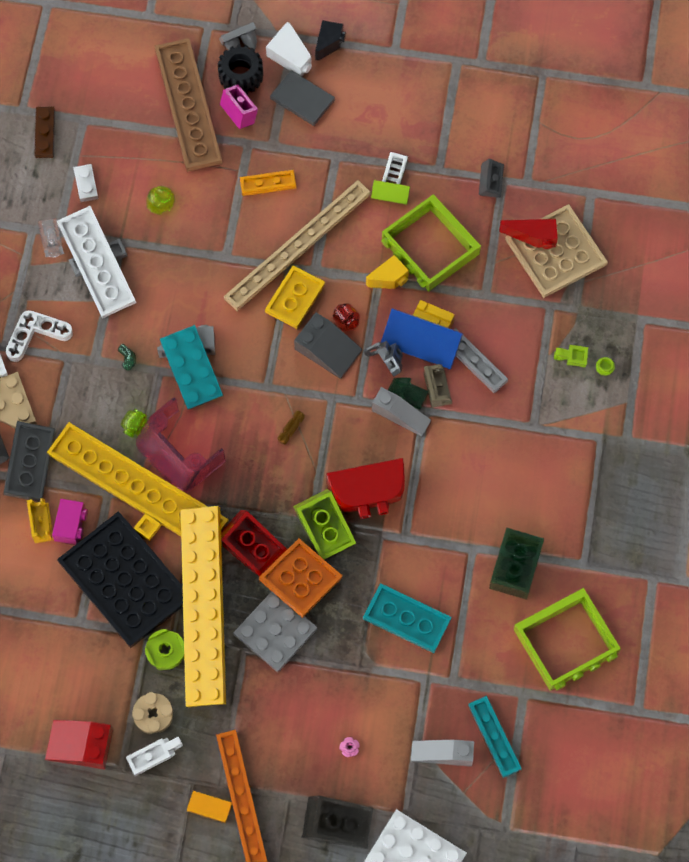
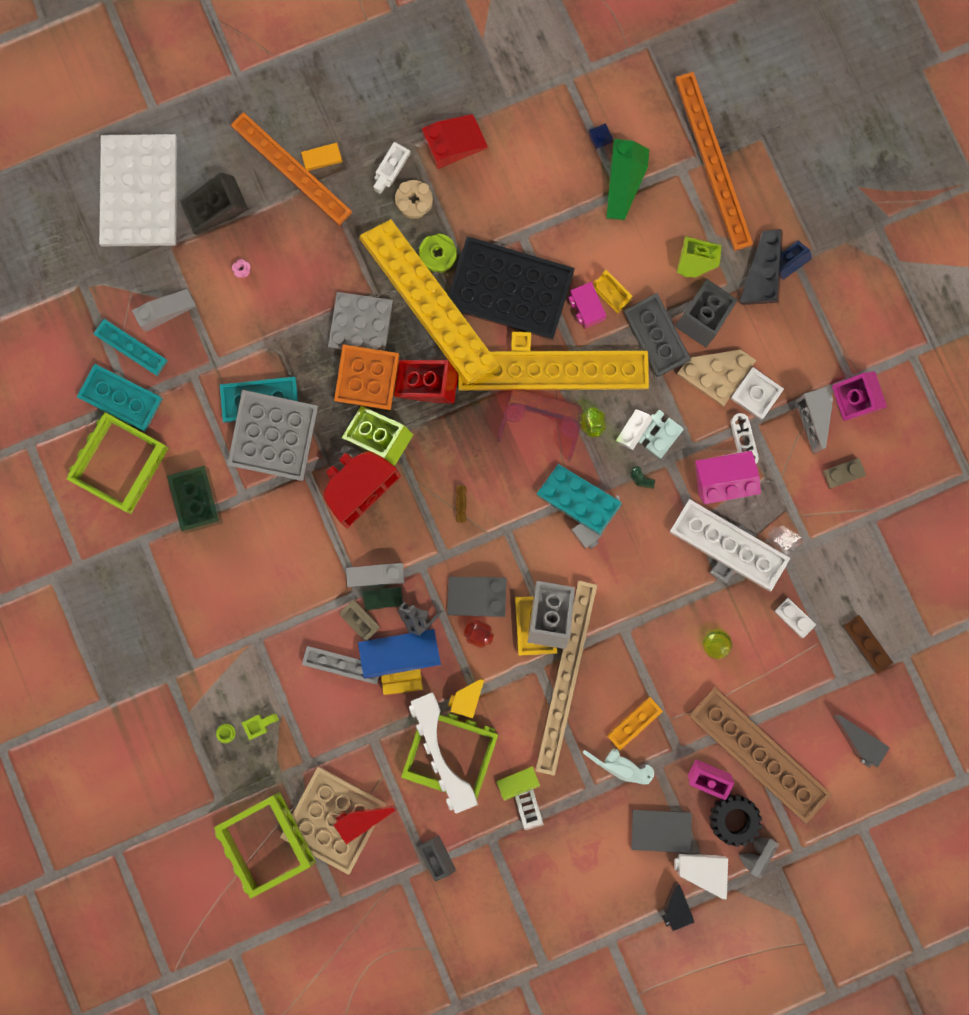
camera: 145 degrees right, 15 degrees up
(59, 310) = (727, 477): none -> dark pink slope
(84, 378) = (664, 437): none -> light aqua plate
(103, 63) = (863, 744): none -> dark grey slope
(105, 397) = (634, 429): none -> white plate
(277, 292) = (551, 615): none -> light grey slope
(300, 155) = (624, 768): none -> light aqua animal
(414, 576) = (273, 435): none -> light grey plate
(427, 273) = (459, 791): none -> white arch
(531, 697) = (120, 397): none -> teal plate
(596, 288) = (291, 831): none -> lime window

